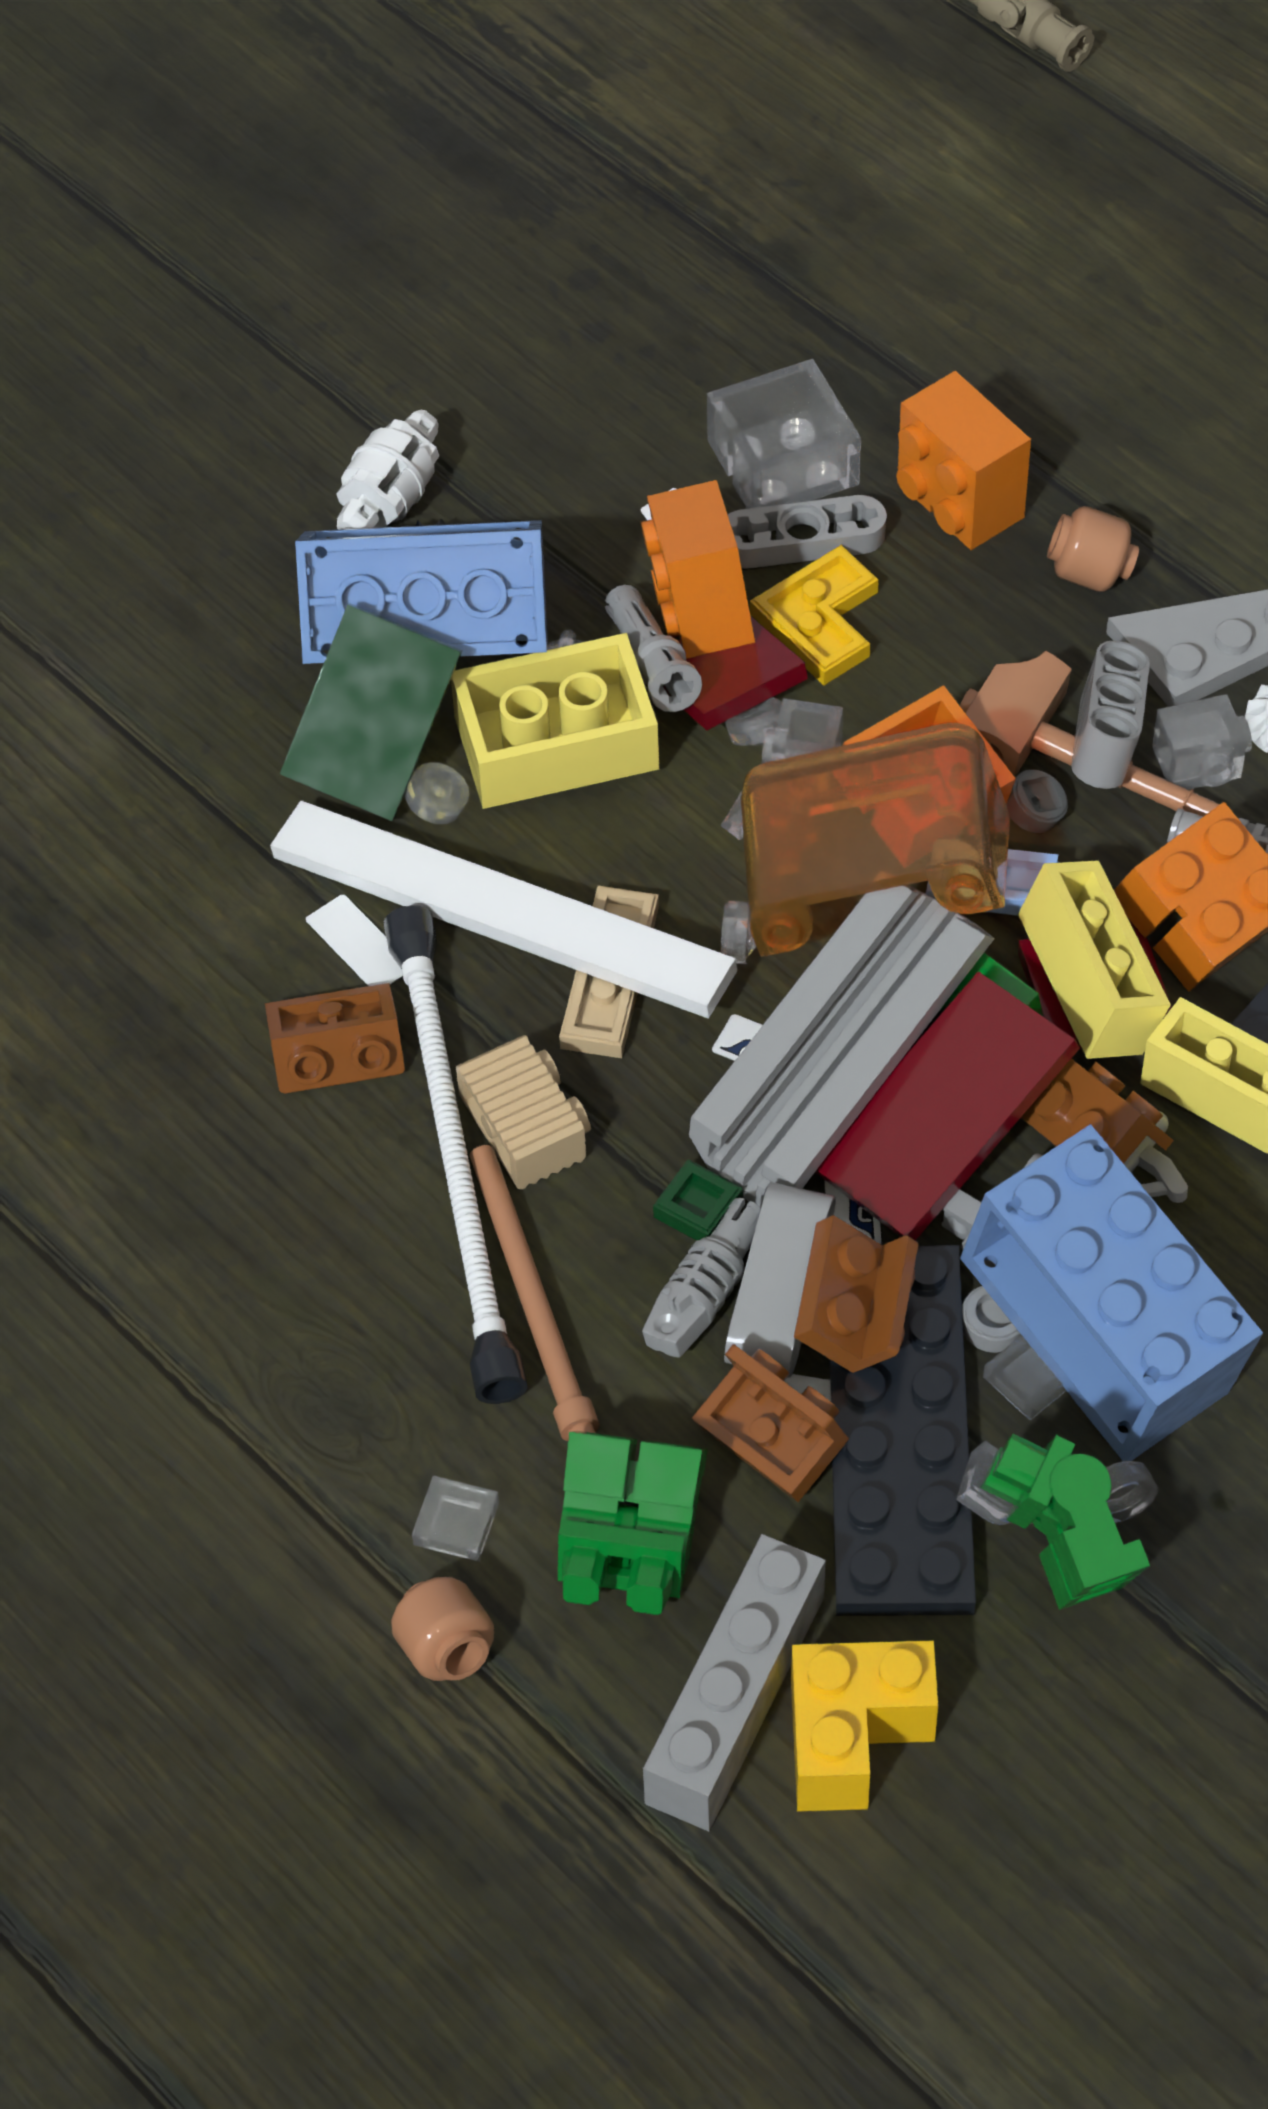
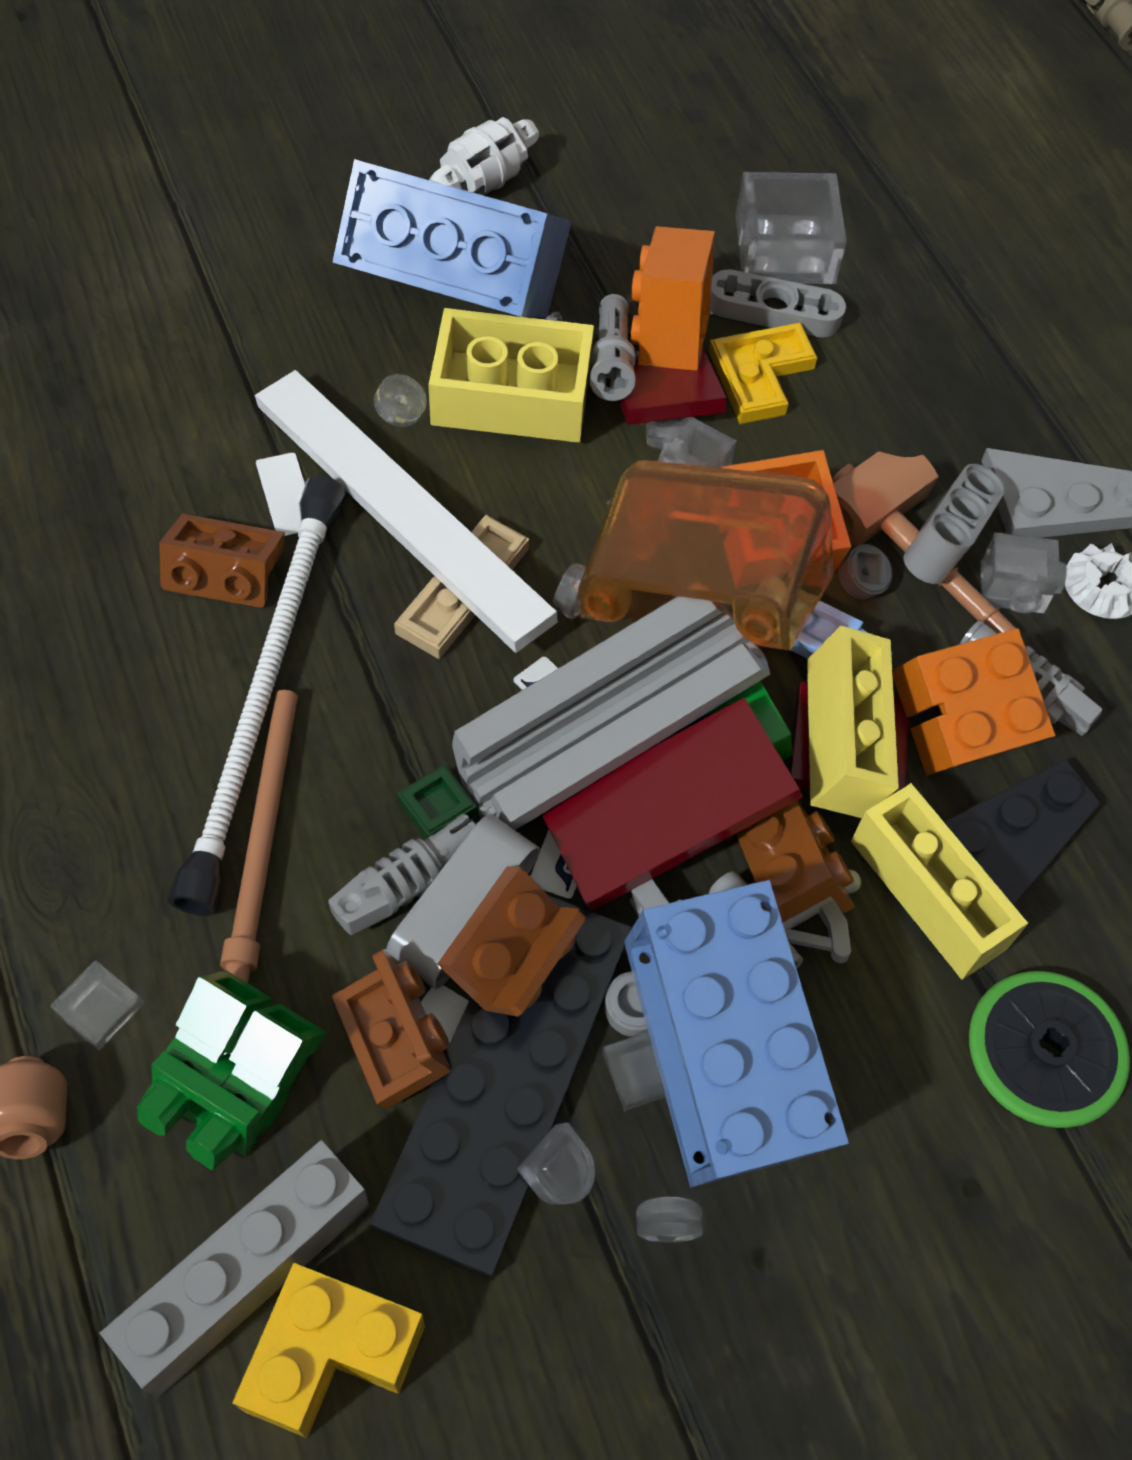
camera: 15 degrees right, 5 degrees up
(371, 712) = (369, 316): dark green tile -> none
(523, 1111) = (330, 674): tan brick -> none
(963, 460) = (921, 287): orange piece -> none
(1068, 1504) = (611, 1230): green hips -> none
(1092, 549) = (996, 390): nougat head -> none

